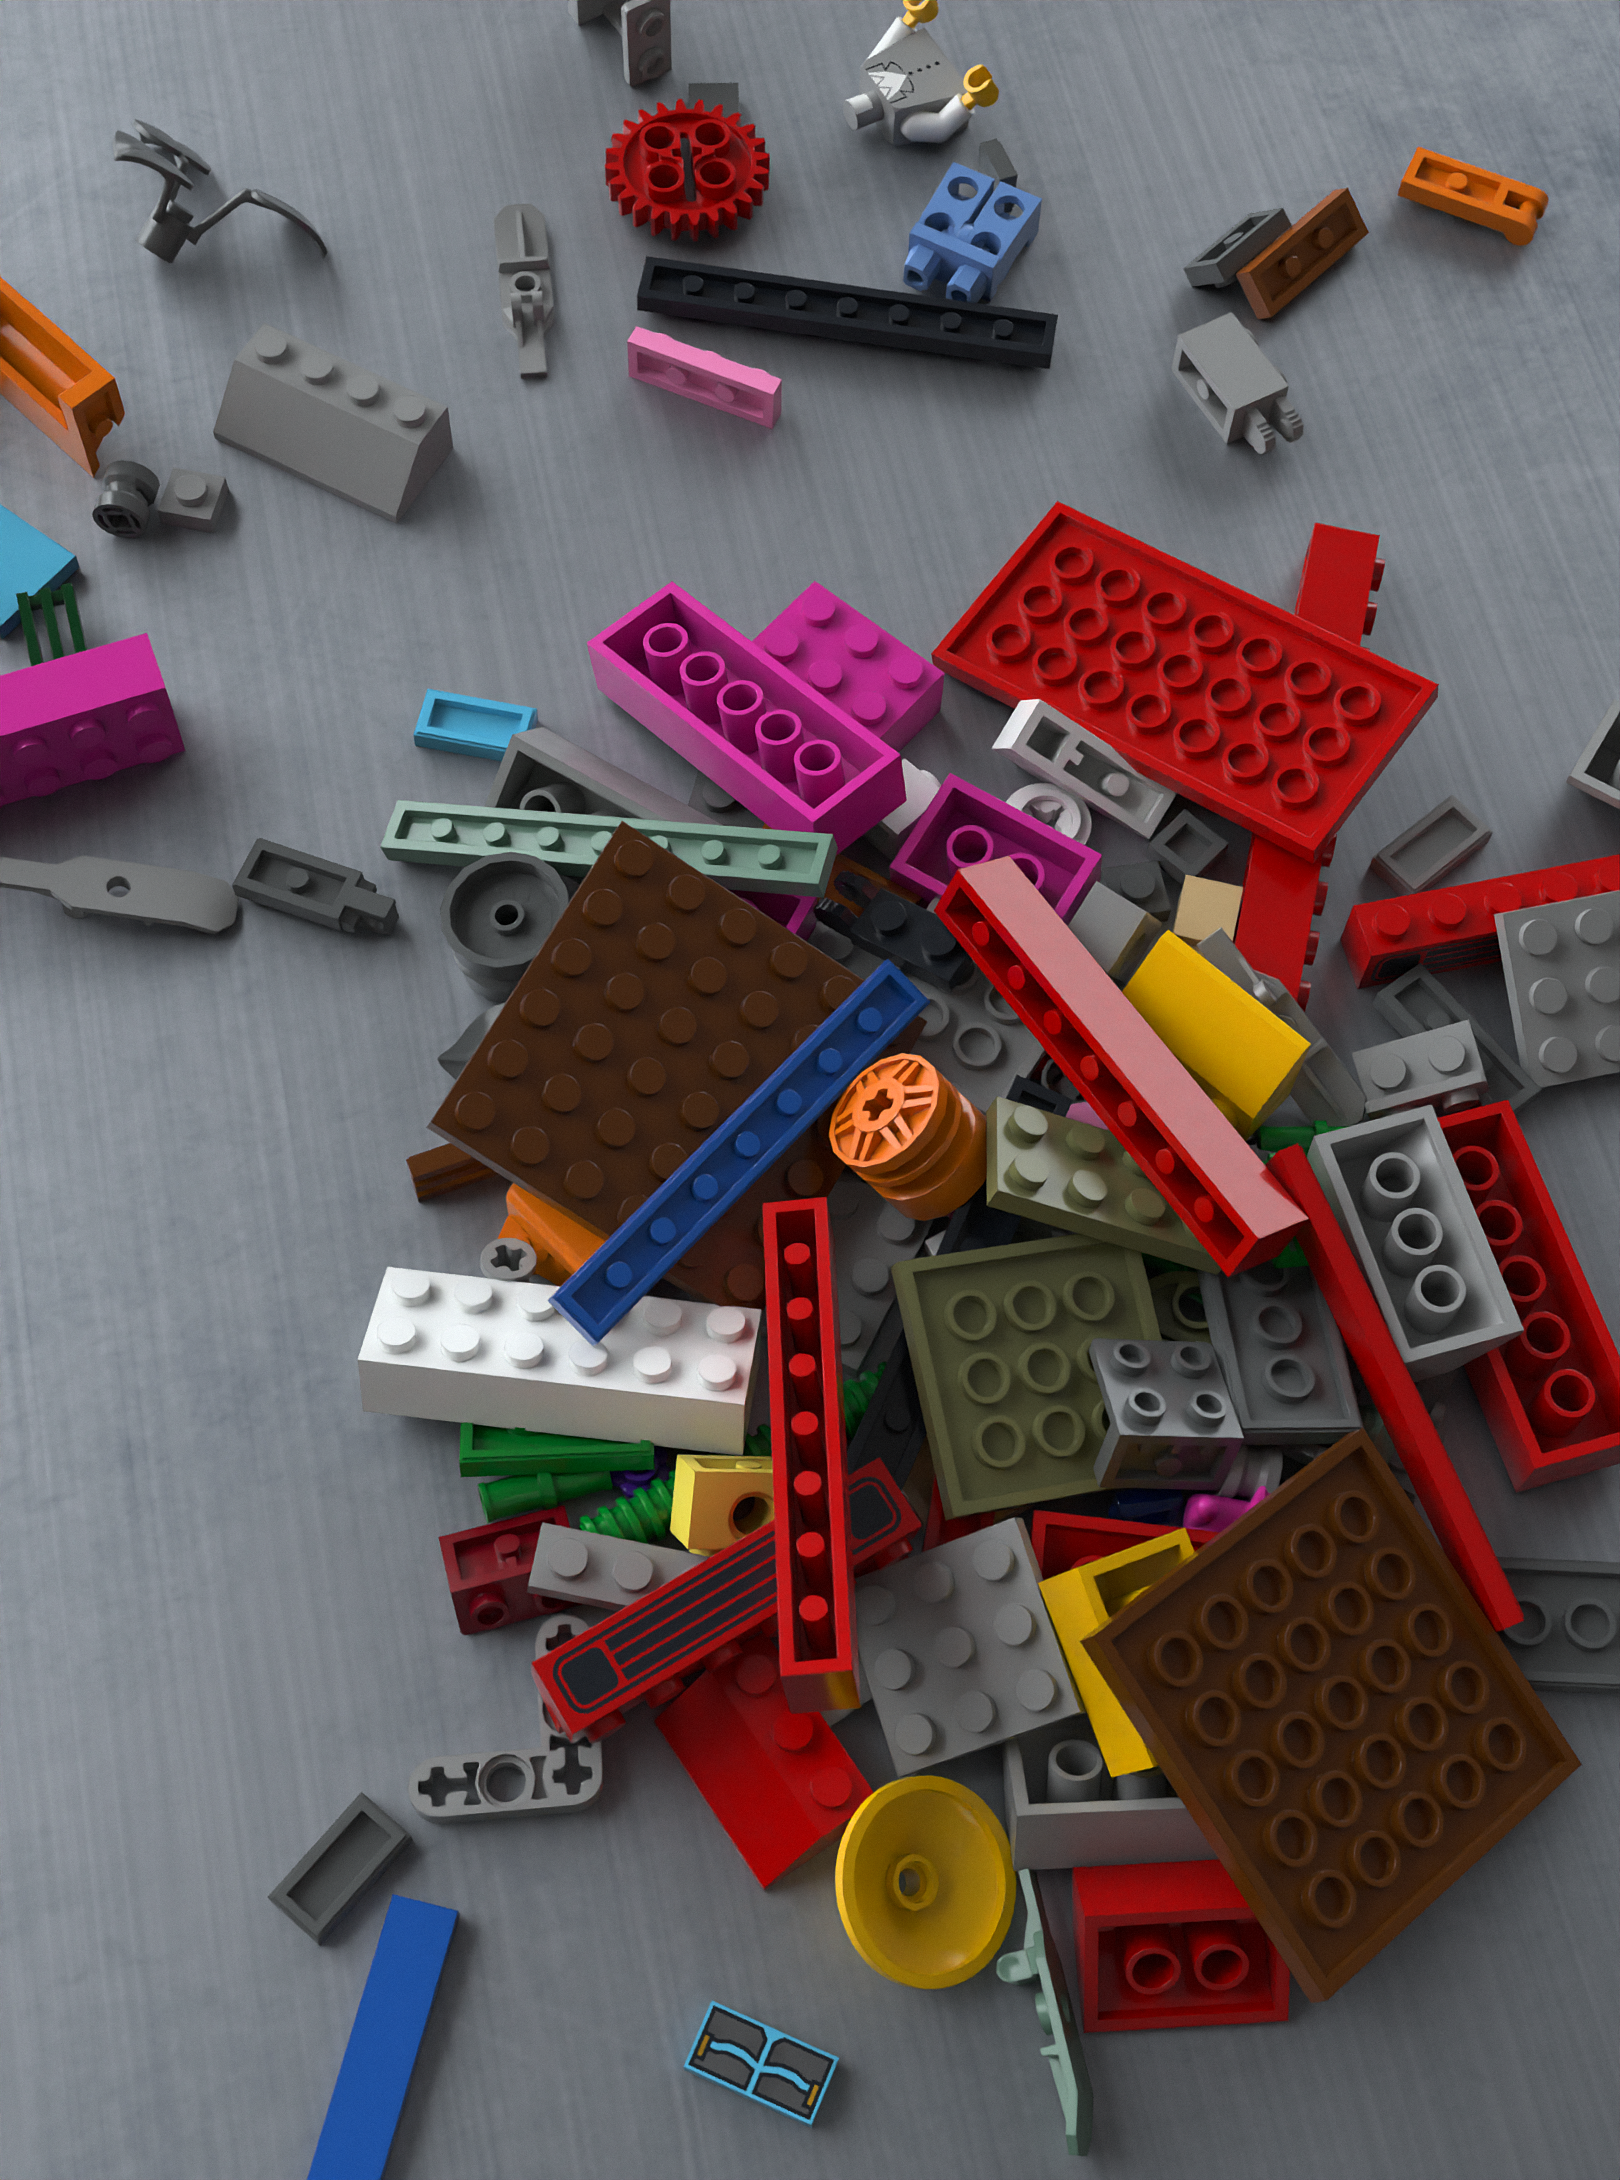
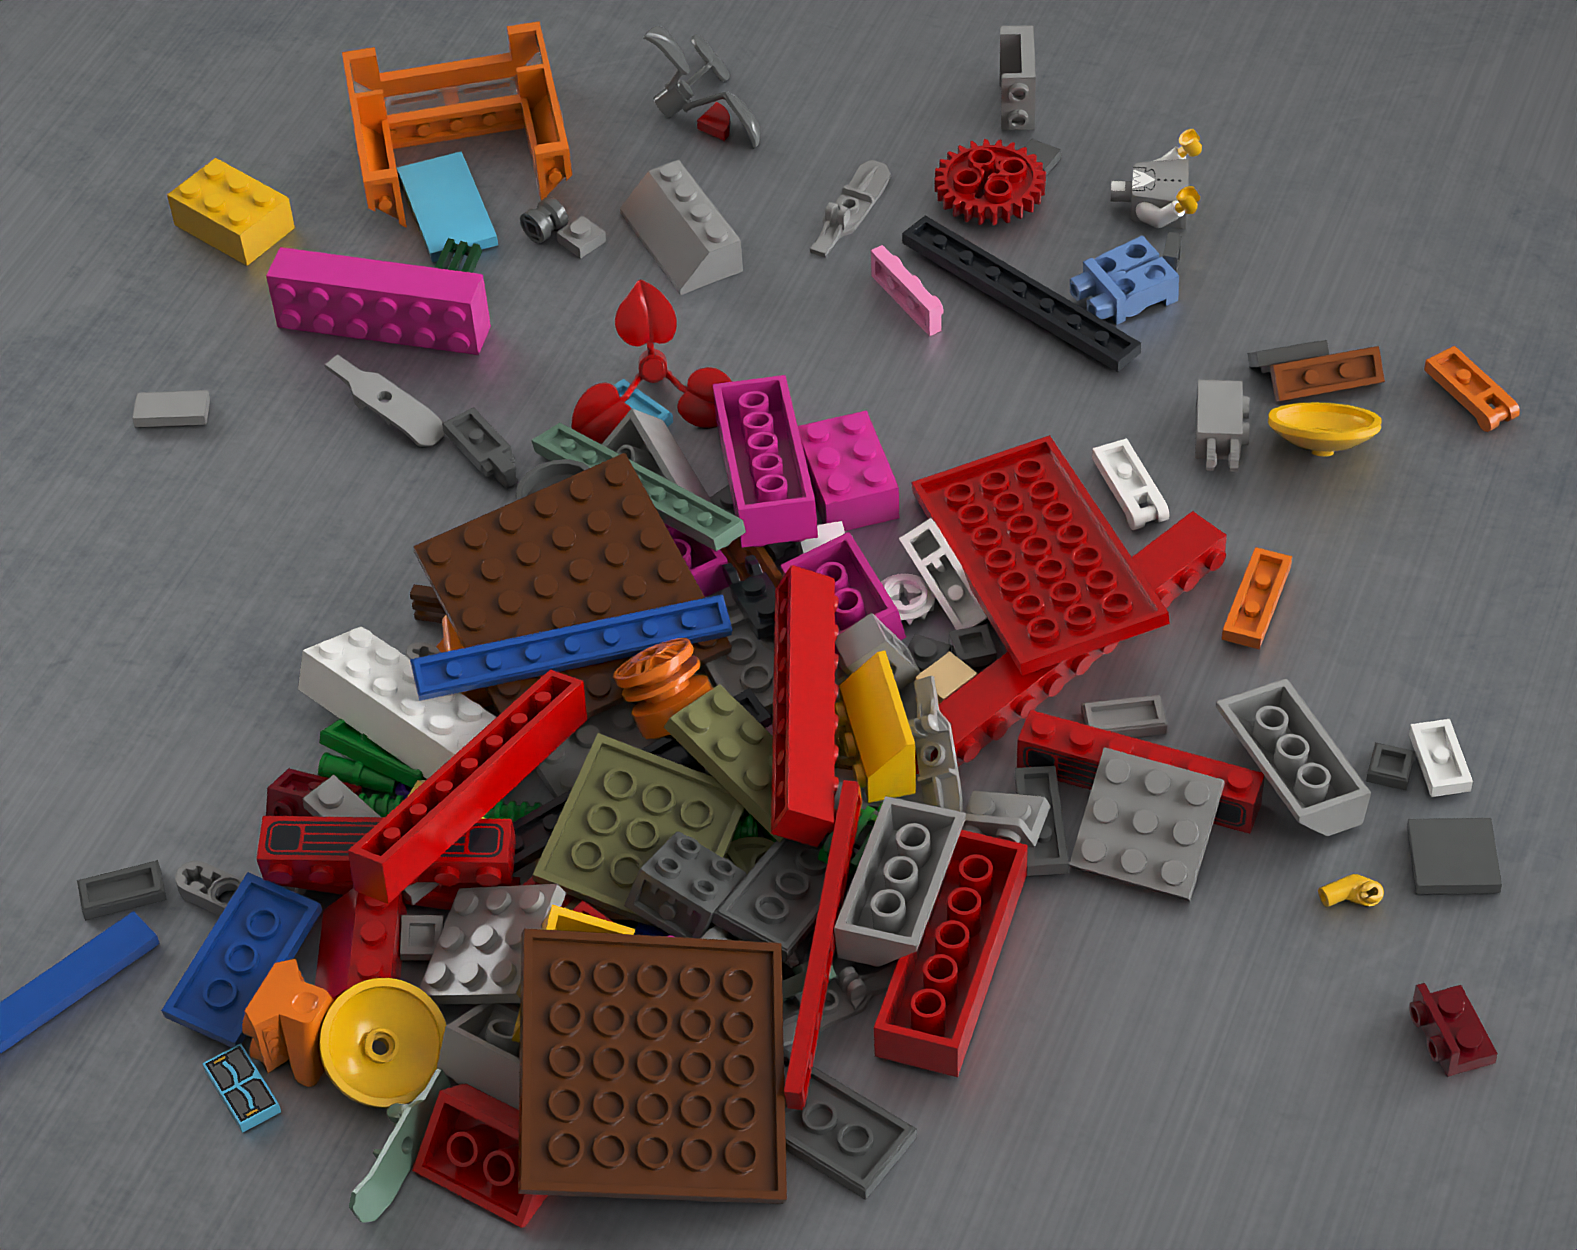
camera: 40 degrees right, 15 degrees down
(245, 240) = (715, 121): none -> red tile
(444, 597) = (642, 319): none -> red plant
(622, 1878) = (253, 932): none -> blue plate
(783, 1930) = (287, 1022): none -> orange piece
(1192, 519) = (1130, 483): none -> white plate
(1366, 324) = (1324, 426): none -> yellow dish
(1459, 602) = (1257, 598): none -> orange plate

